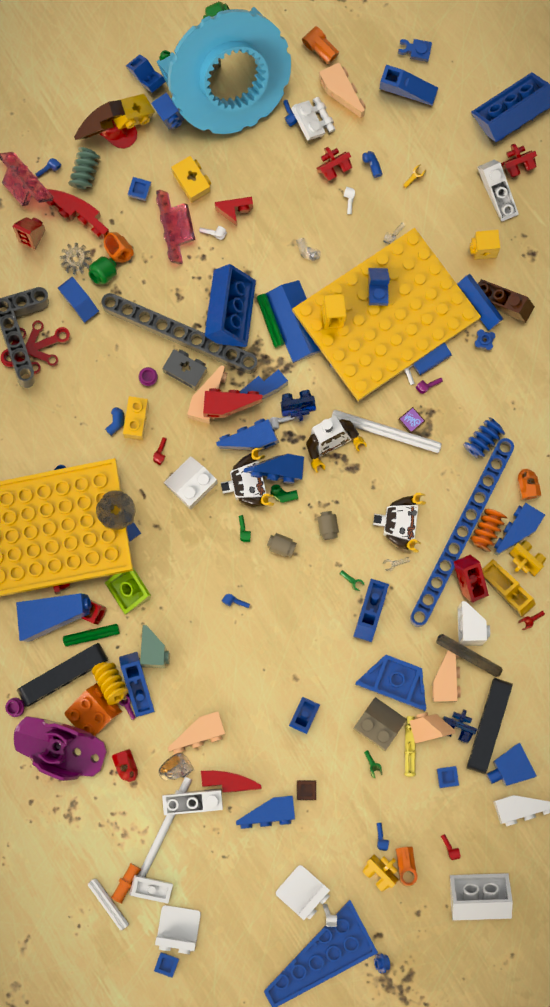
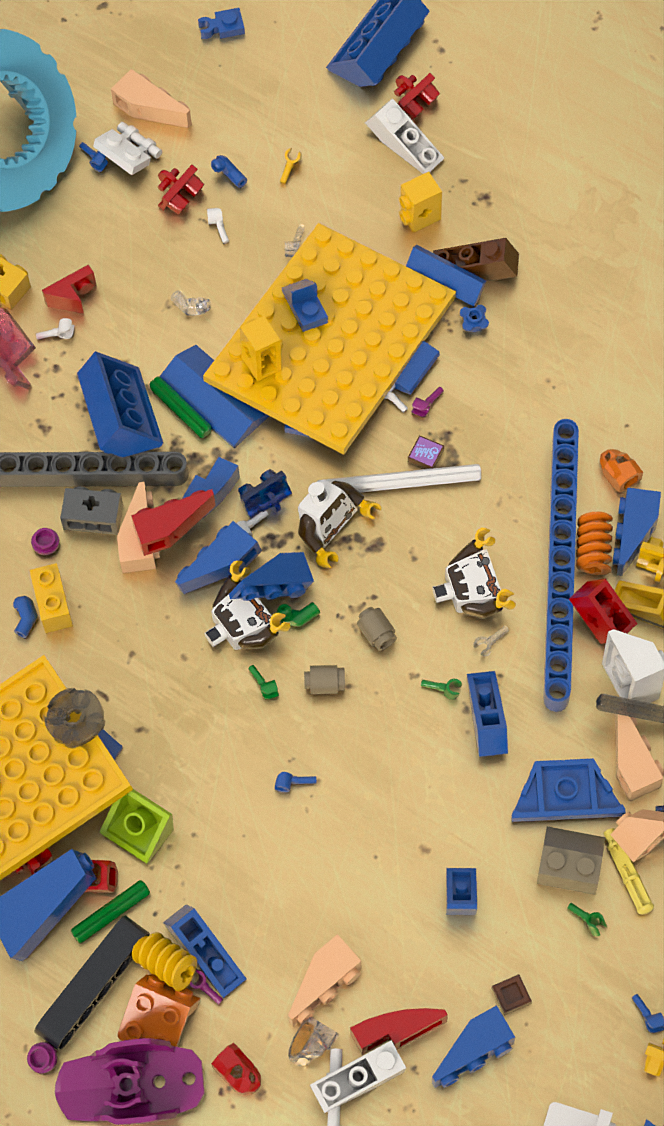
camera: 20 degrees left, 15 degrees down
(153, 650) = (210, 890): sand green slope -> none
(158, 457) = (103, 636): red hand -> none
(191, 482) = (164, 650): white slope -> none
(317, 41) = (92, 60): orange piece -> none
(407, 85) = (230, 64): blue slope -> none
(483, 438) = (532, 434): blue piece -> none

